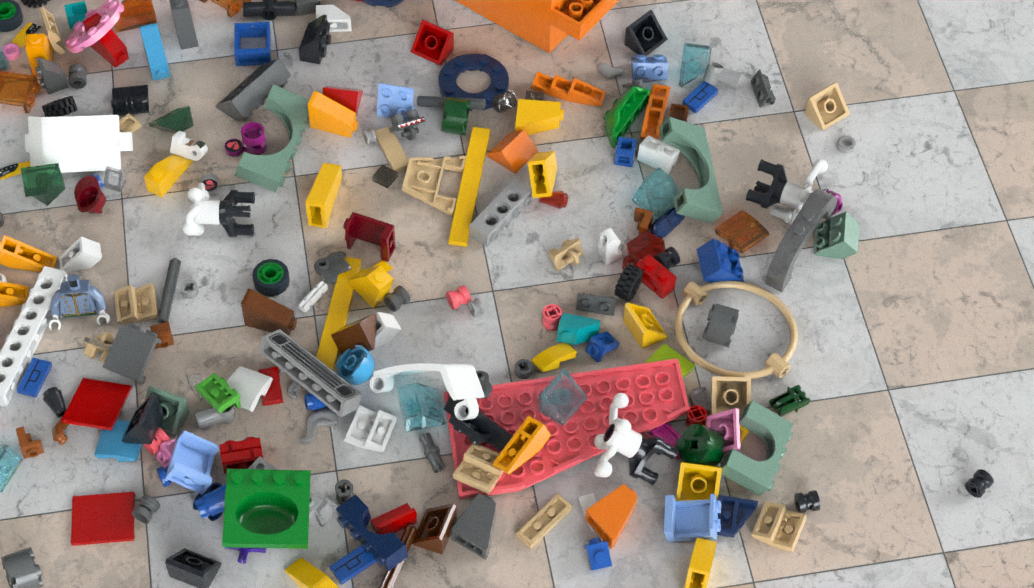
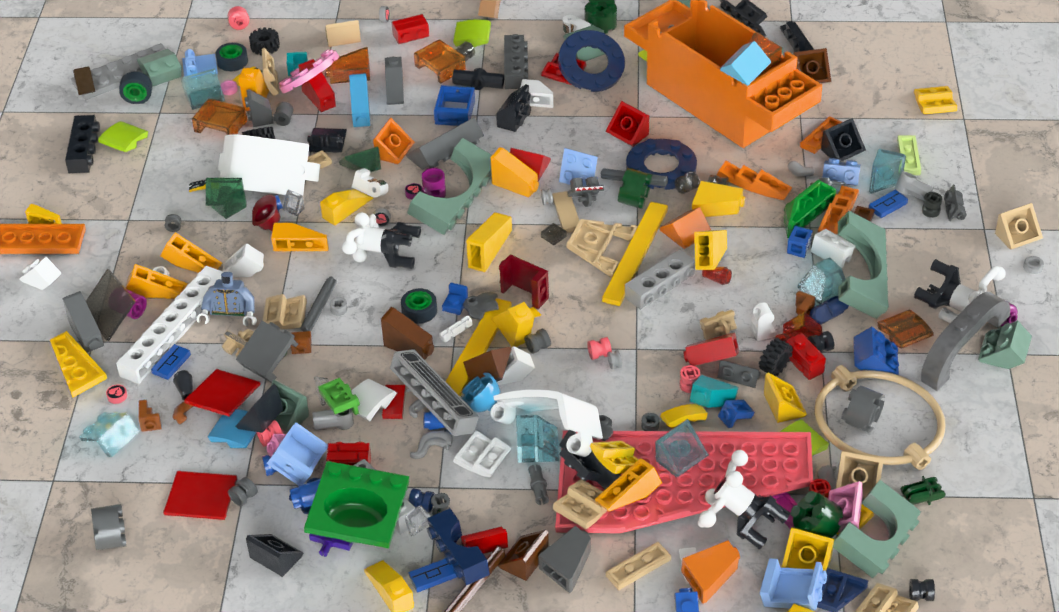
camera: 15 degrees right, 10 degrees down
(126, 219) = (297, 238): none -> light orange slope
(200, 95) = (392, 142): none -> orange slope
(305, 264) = (455, 299): none -> blue bracket
(323, 488) = (422, 499): none -> dark blue wheel
(502, 414) = (614, 455): none -> yellow slope
(567, 283) = (712, 349): none -> slope
(616, 35) = (814, 140): none -> orange tile
(709, 36) = (908, 145): none -> yellowish green plate
(742, 93) = (932, 204): none -> pearl dark grey wheel

